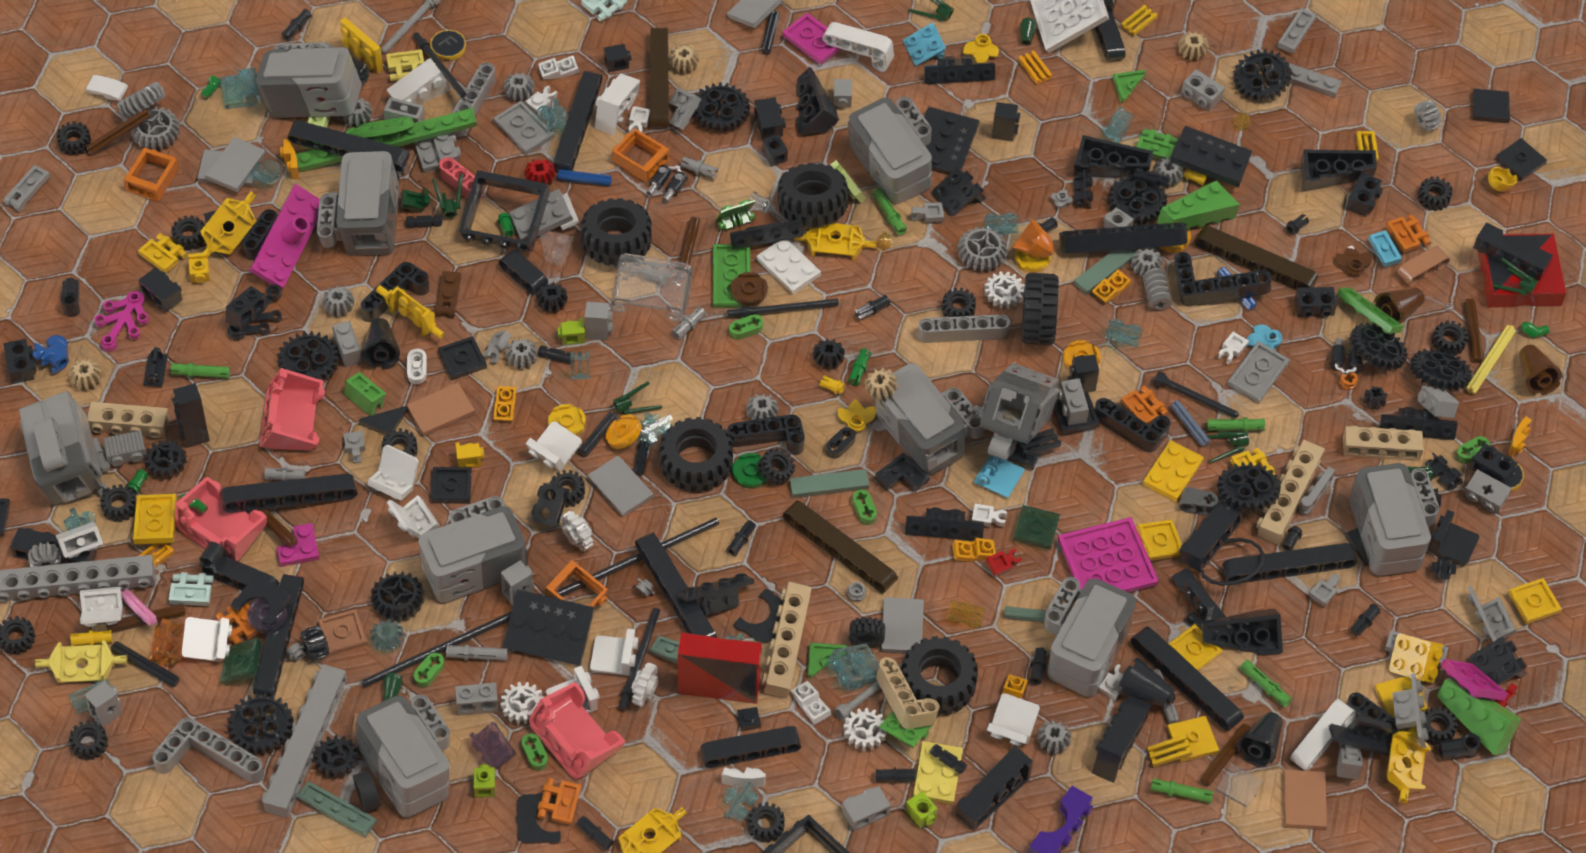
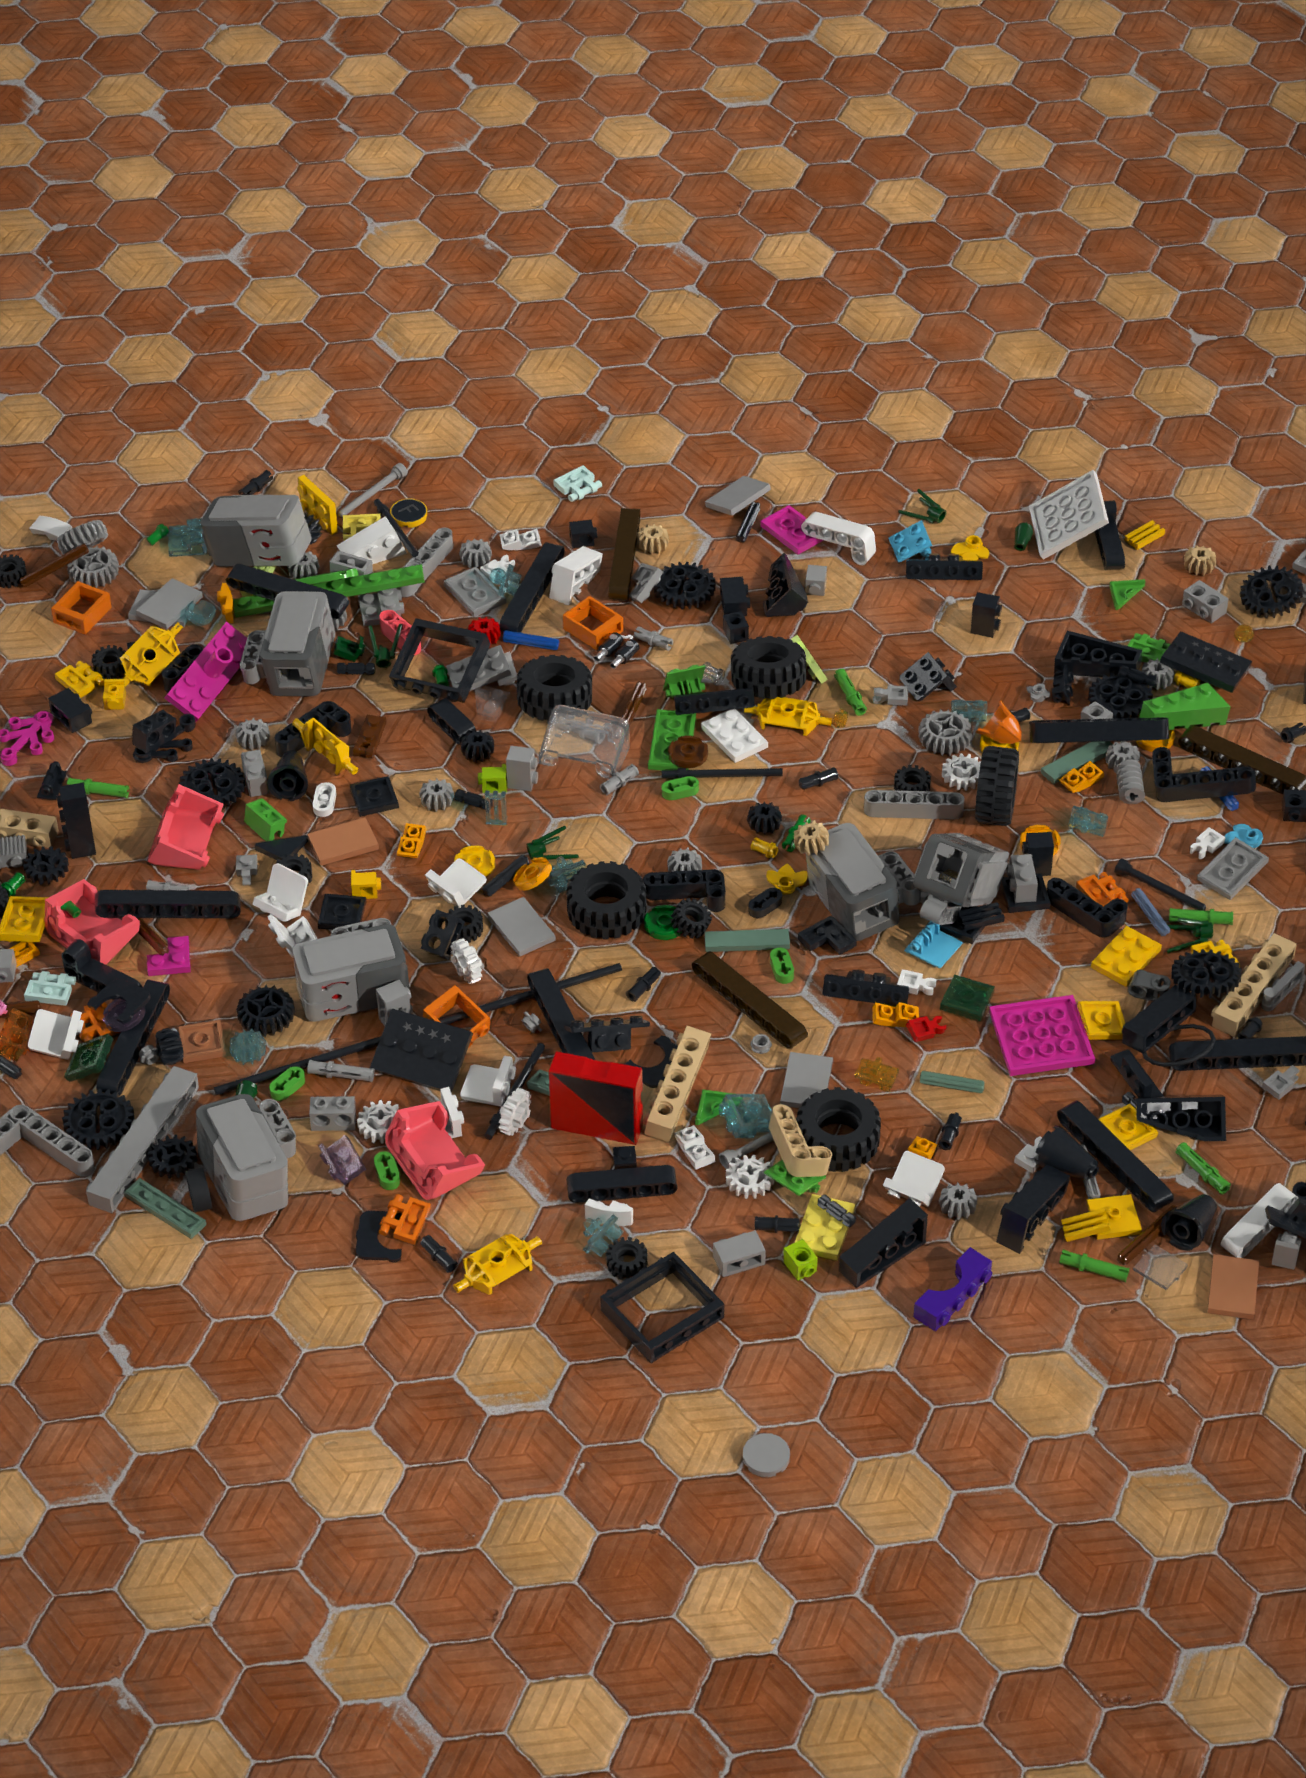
camera: 10 degrees right, 10 degrees down
(484, 781) = (327, 1189): lime brick -> none
(498, 342) = (414, 784): light grey plate -> none
(639, 118) = (597, 589): white plate -> none
(641, 457) = (548, 901): black axle -> none
(867, 631) = (774, 1079): black tyre -> none
(893, 147) = (860, 628): light grey piece -> none
(950, 139) = (917, 630): black plate -> none
(1038, 66) = (1029, 569): light orange tile -> none
(1087, 633) = (1007, 1098): light grey piece -> none
(1118, 124) = (1109, 624): clear light blue hips -> none

